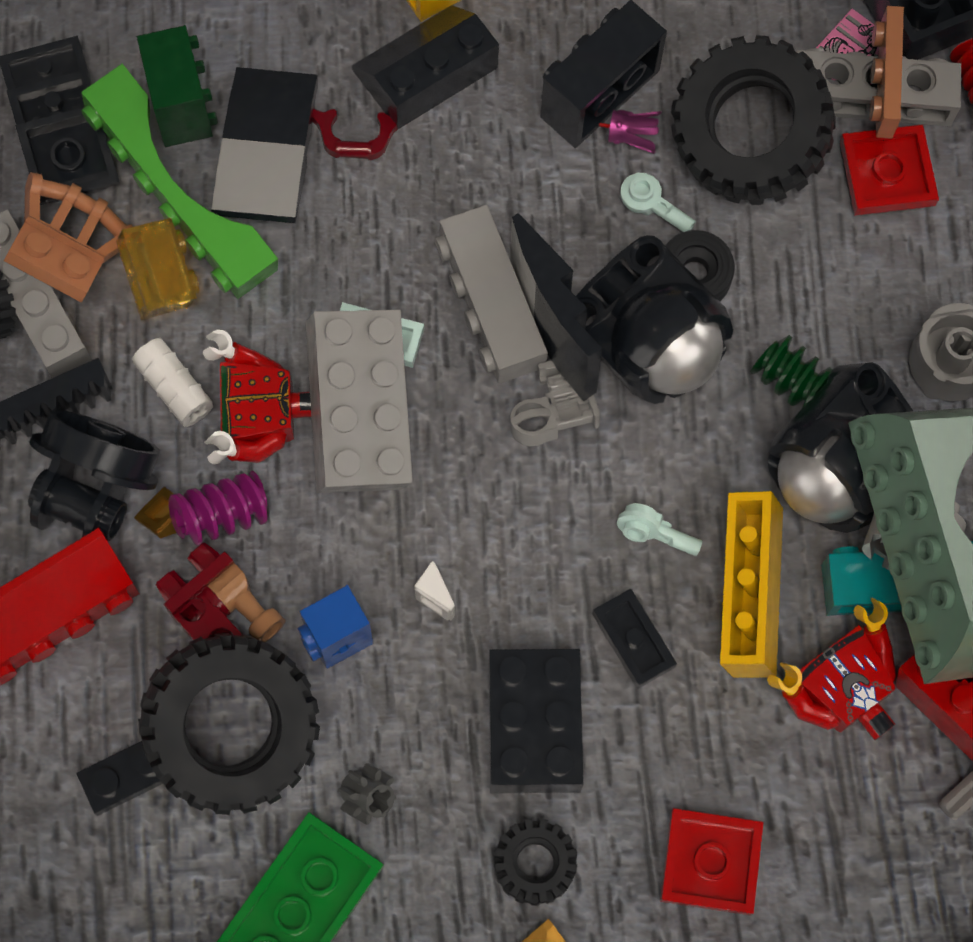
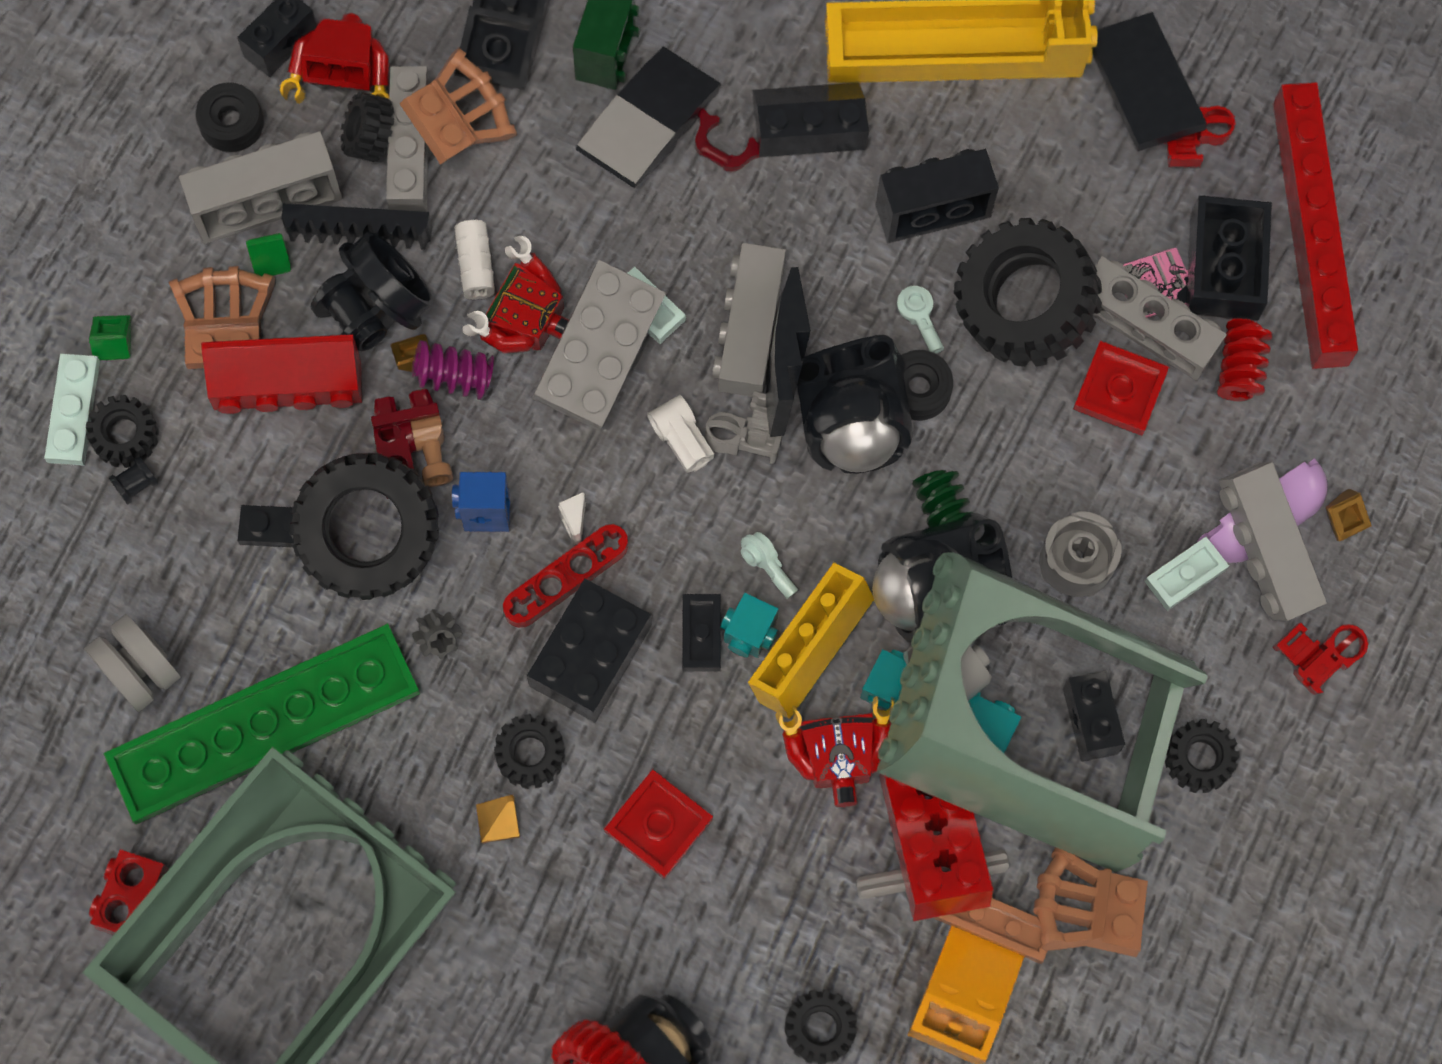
camera: 30 degrees right, 0 degrees up
(157, 268) = (511, 168): clear yellow hinge -> none
(231, 248) = (576, 182): bright green arch -> none
(455, 655) = (561, 570): none -> red beam
(481, 441) = (676, 425): none -> white piece
(626, 124) = (934, 243): flat silver piece -> none
(680, 604) = (750, 626): none -> teal brick
(887, 72) = (1157, 308): nougat plate -> none

